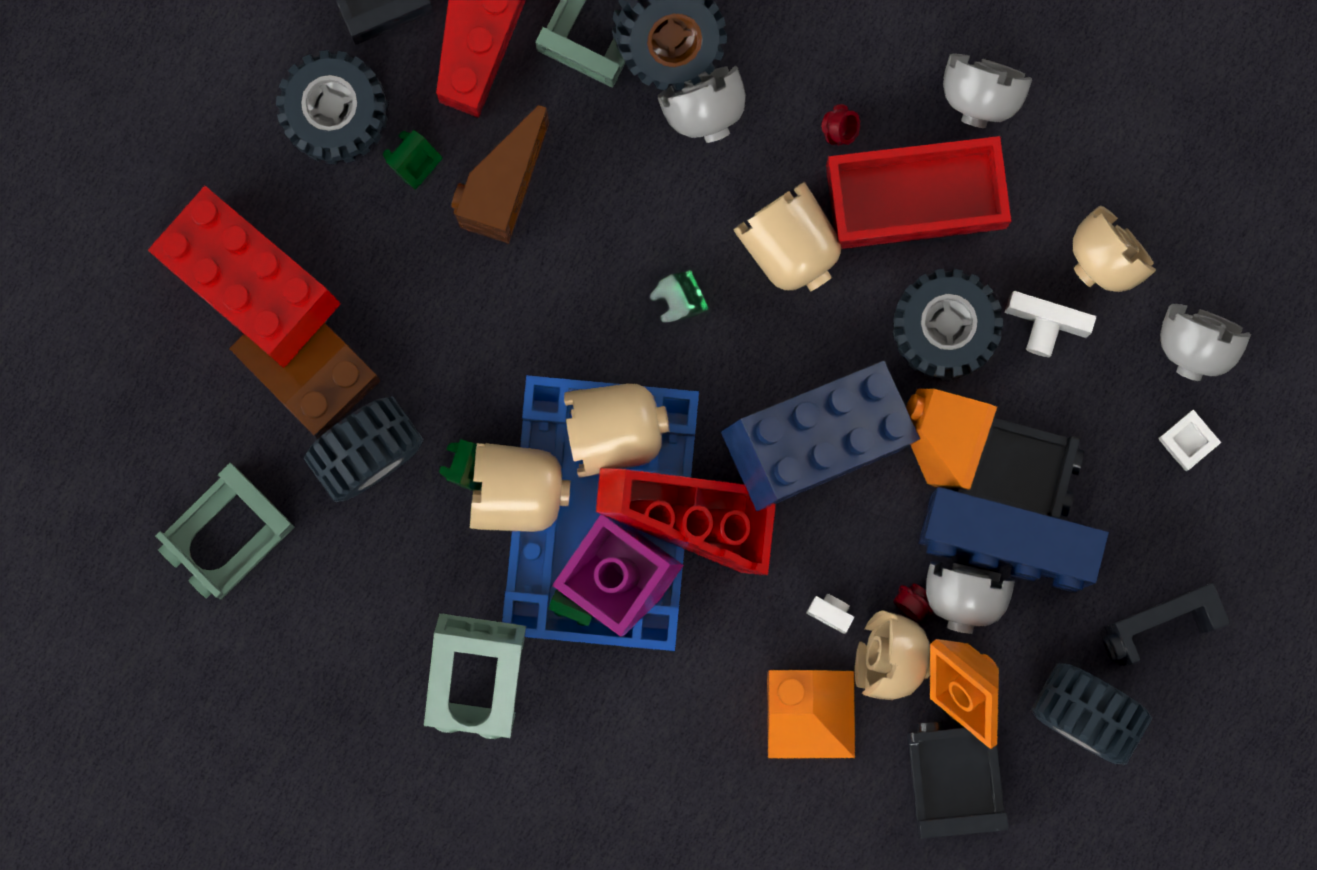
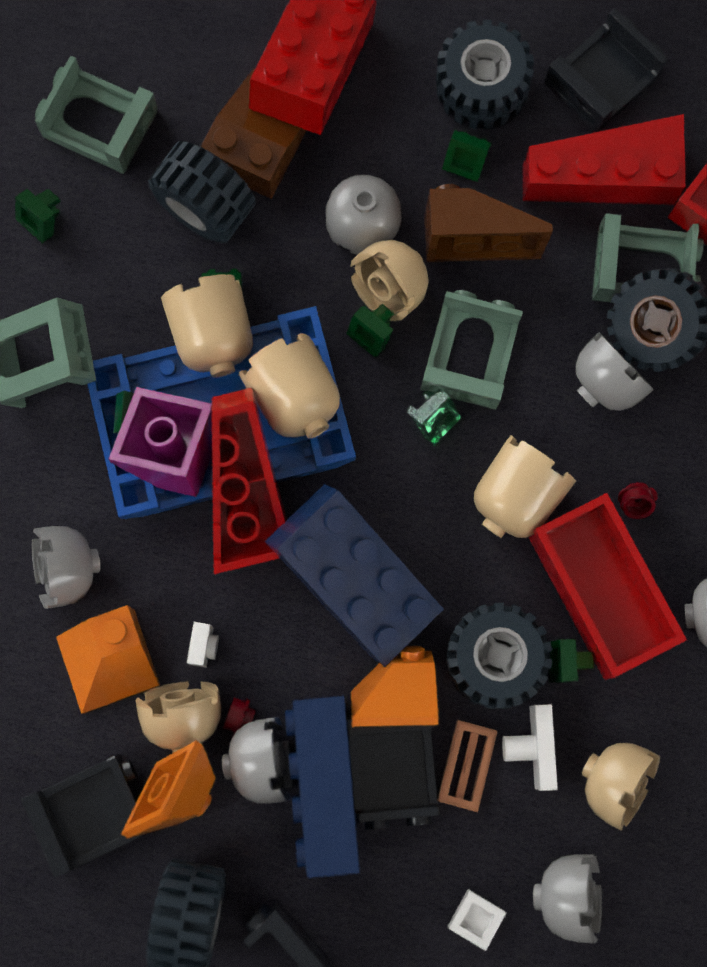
camera: 65 degrees right, 5 degrees down
(314, 630) = (37, 213): none -> dark green tile
(437, 290) = (363, 212): none -> light grey cylinder
(520, 286) = (390, 276): none -> tan cylinder
(566, 327) = (371, 329): none -> dark green tile
(611, 189) = (504, 324): none -> sand green panel
(700, 724) = (63, 564): none -> light grey cylinder
(975, 258) = (567, 661): none -> dark green tile
(1031, 409) = (475, 731): none -> nougat tile

